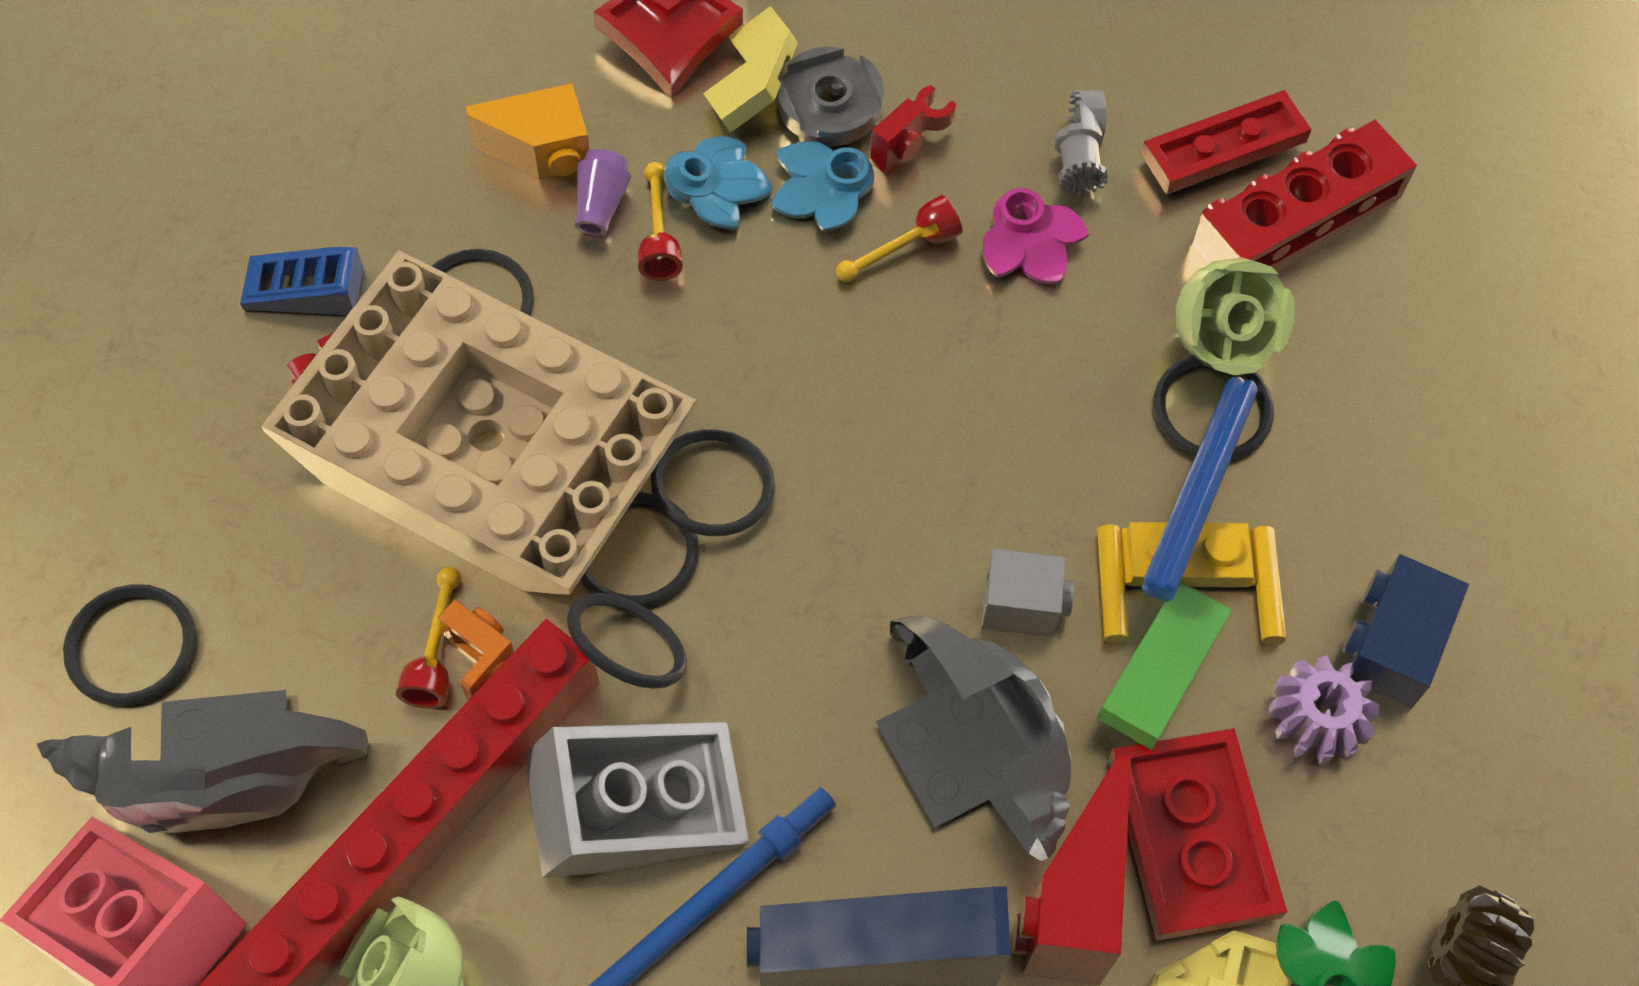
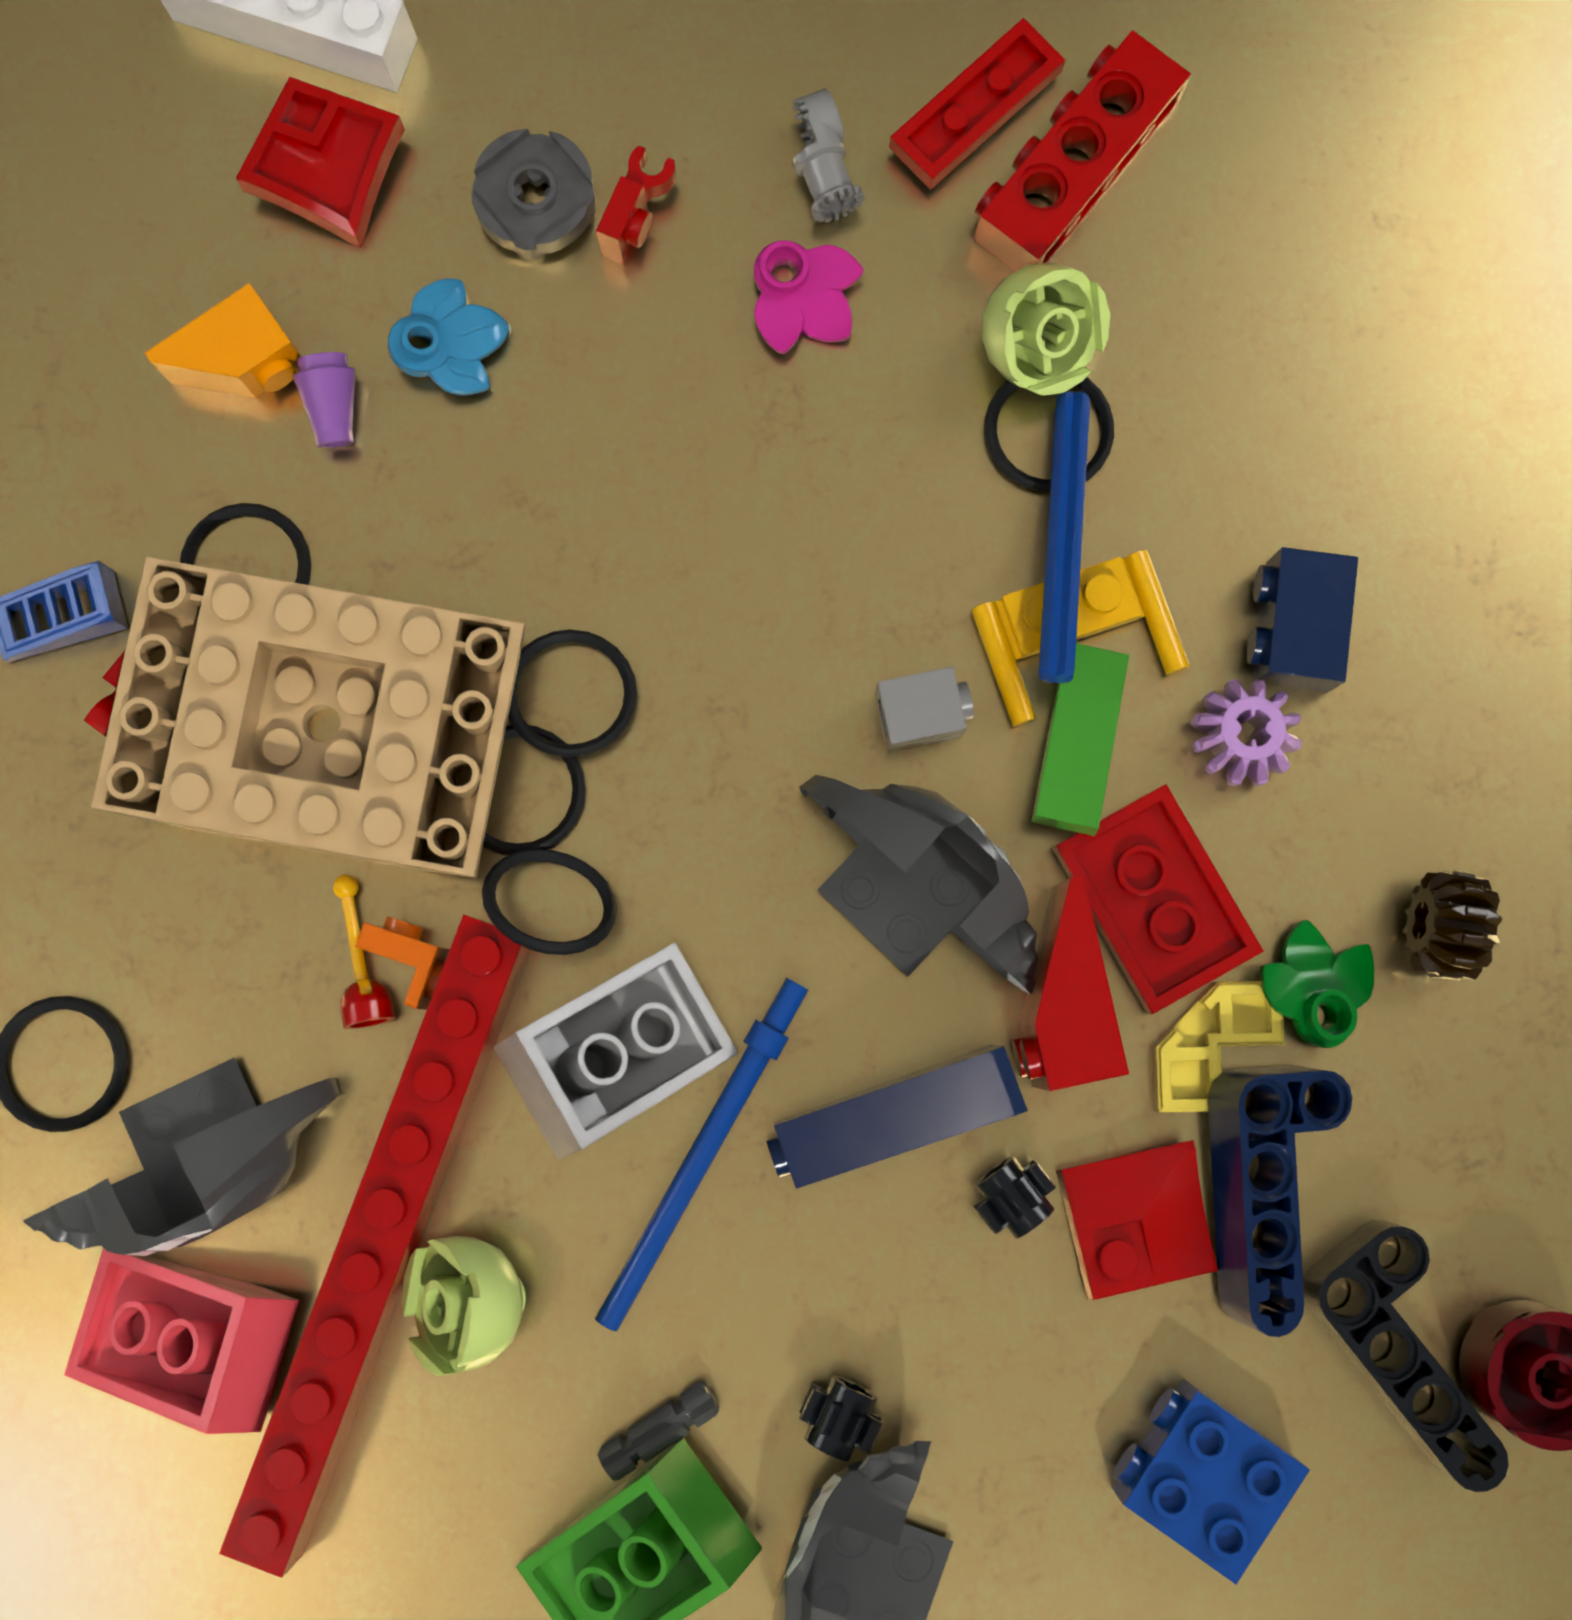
camera: 15 degrees left, 20 degrees up
(660, 243) = (419, 448): red hinge -> none
(746, 91) = (444, 211): light yellow tile -> none
(817, 185) = (554, 310): dark azure plate -> none
(934, 222) = (697, 315): hinge -> none

